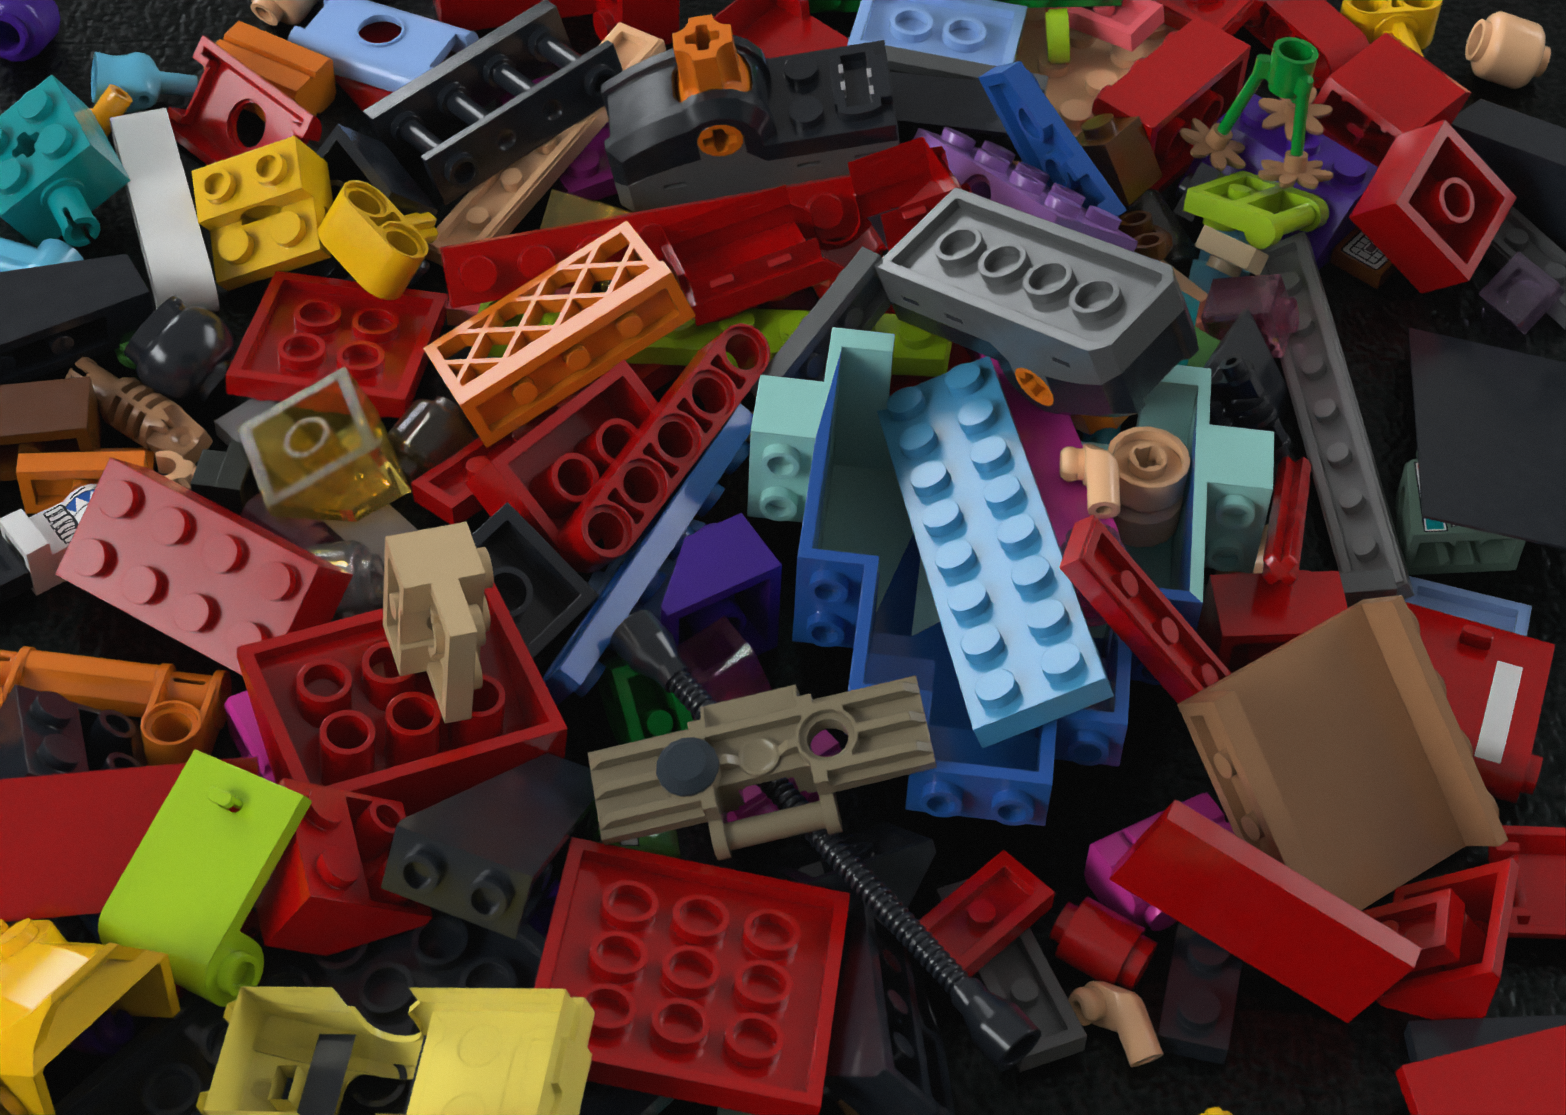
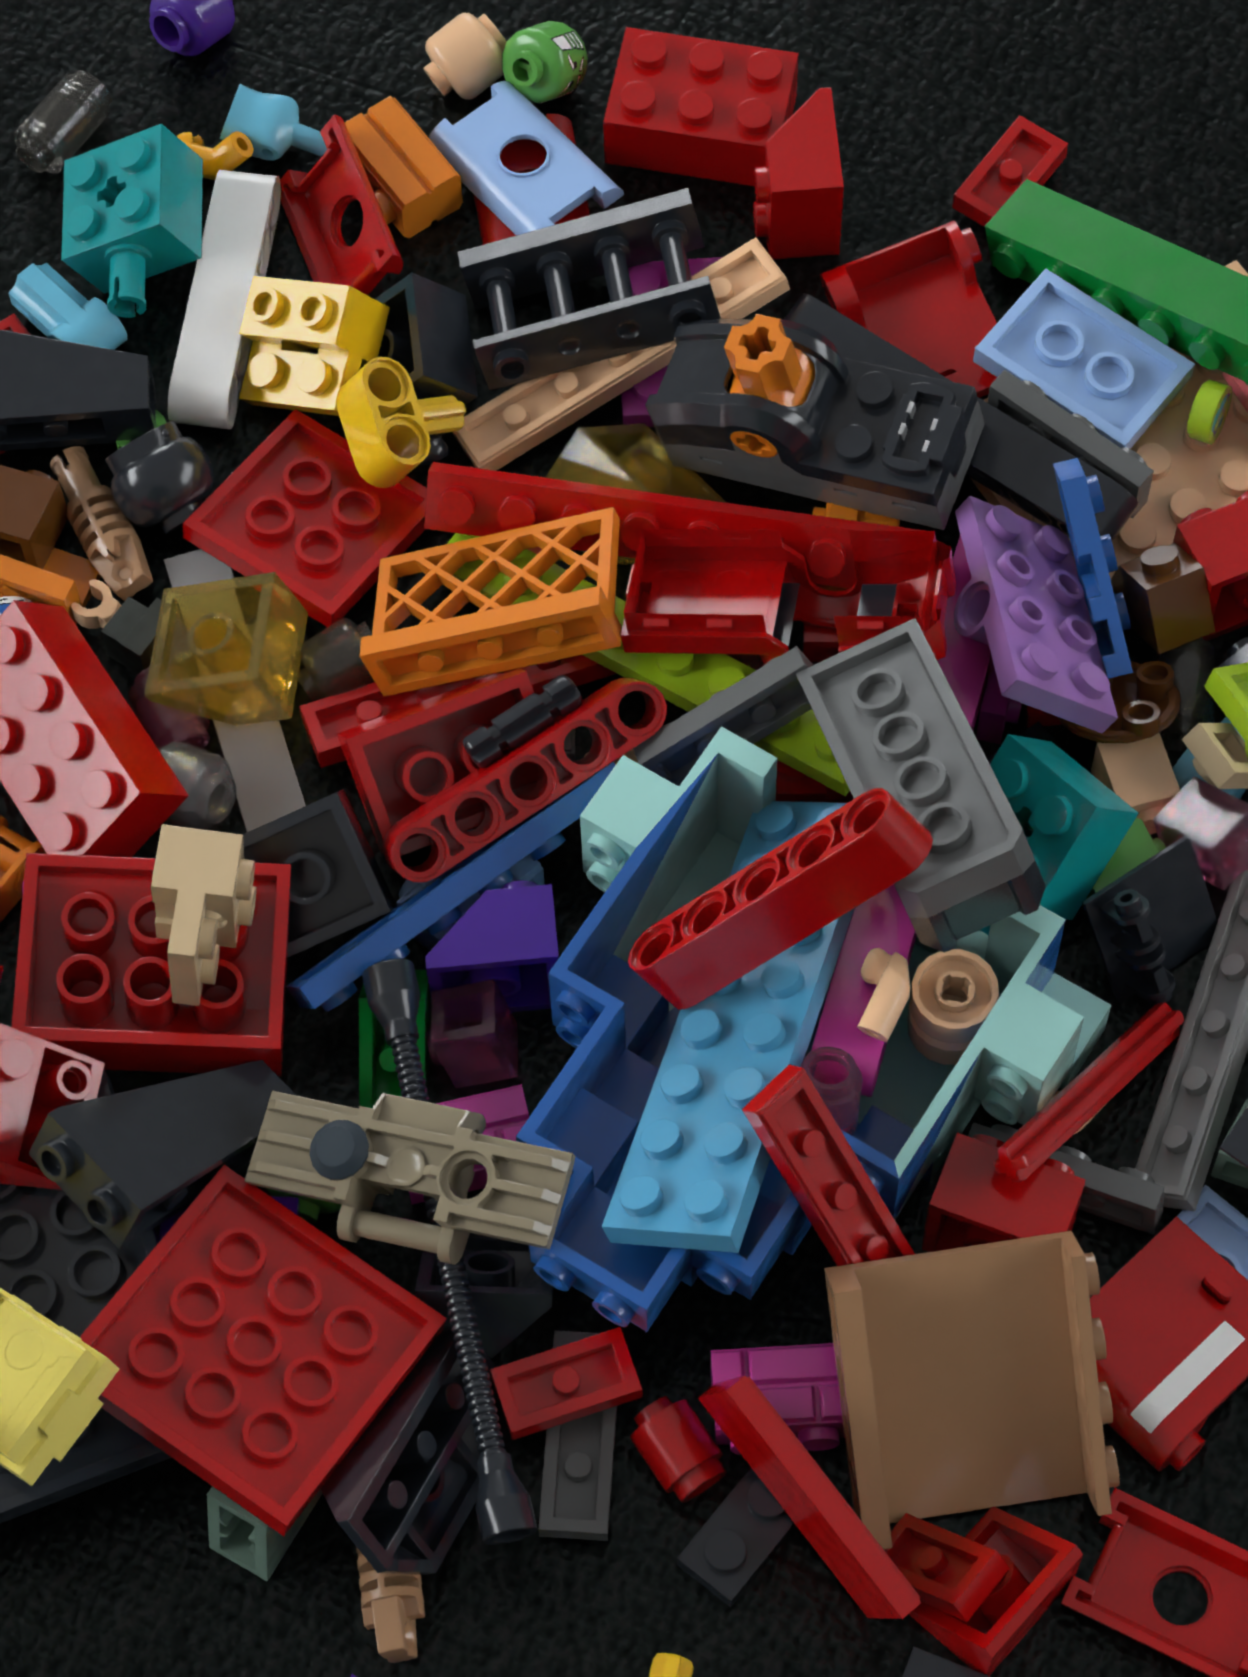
camera: 30 degrees right, 15 degrees up
(641, 400) = (522, 721): none -> black axle
(984, 407) = (781, 898): none -> red beam
(1120, 1012) = (658, 1522): light nougat arm -> none

